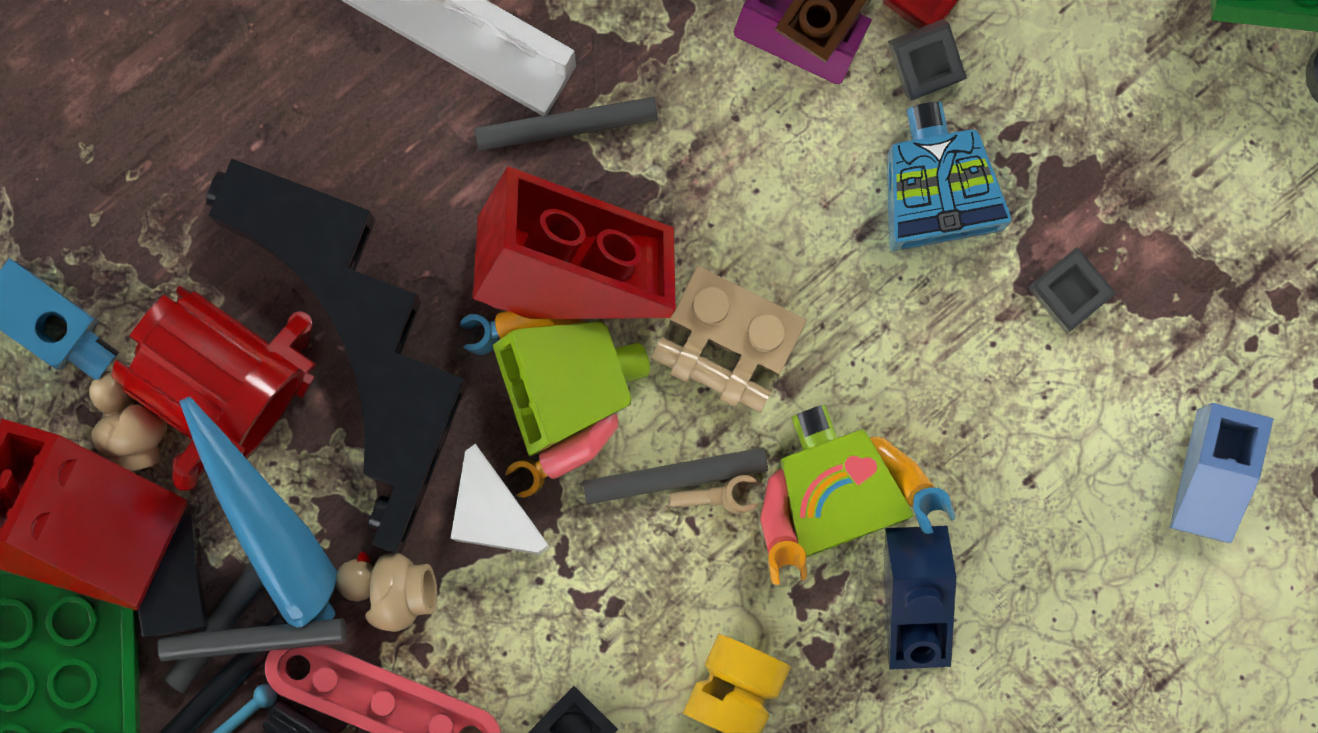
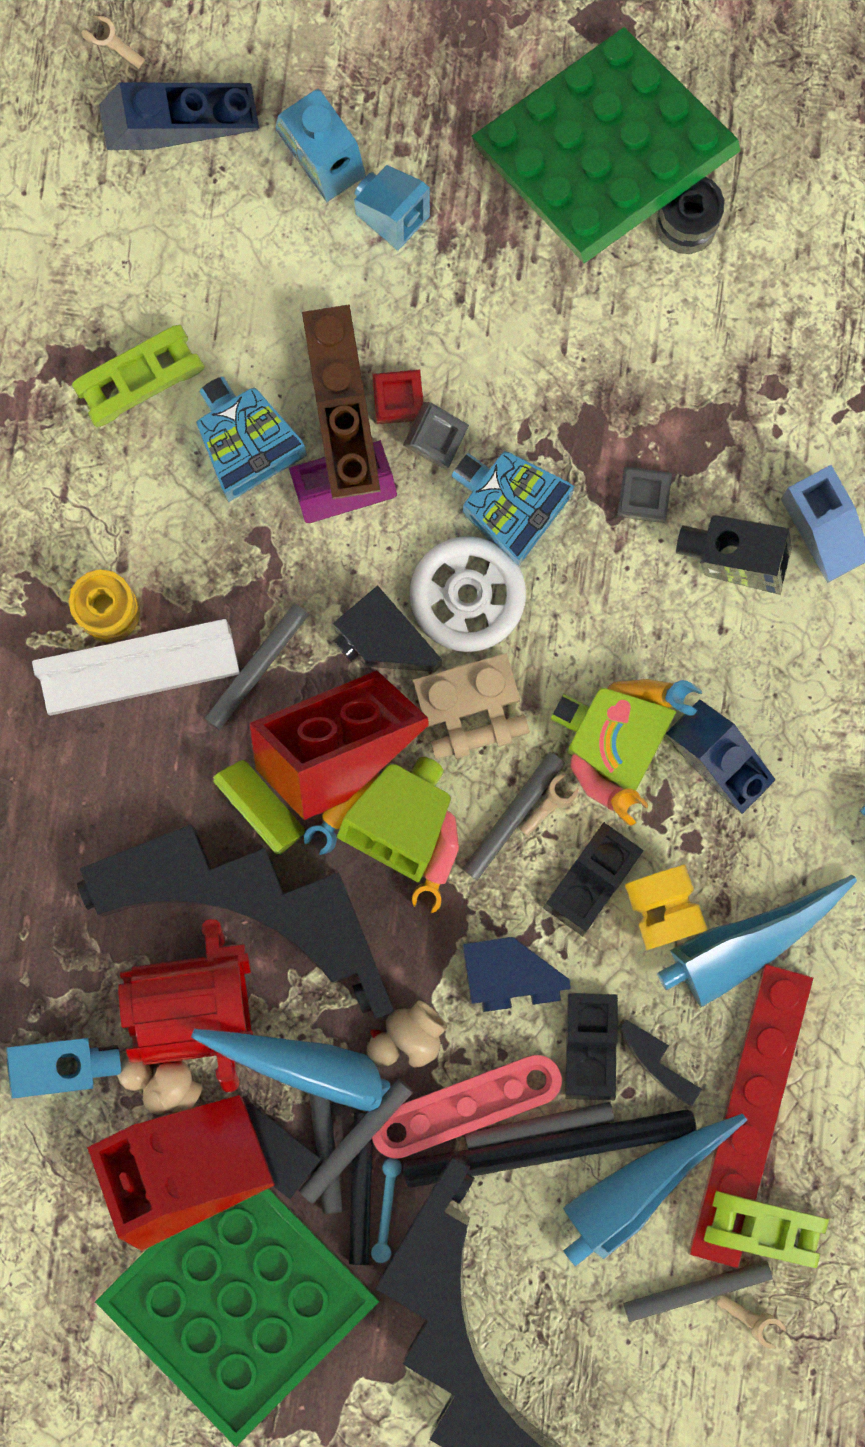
camera: 40 degrees left, 0 degrees up
(449, 253) = (259, 806): none -> lime slope
(489, 512) = (426, 936): white slope -> none
(536, 612) = (509, 970): none -> dark blue slope
(694, 601) = (593, 879): none -> black slope
(706, 199) = (383, 636): none -> black slope
(784, 198) = (454, 632): none -> white plate
(1121, 445) = (756, 563): none -> black torso

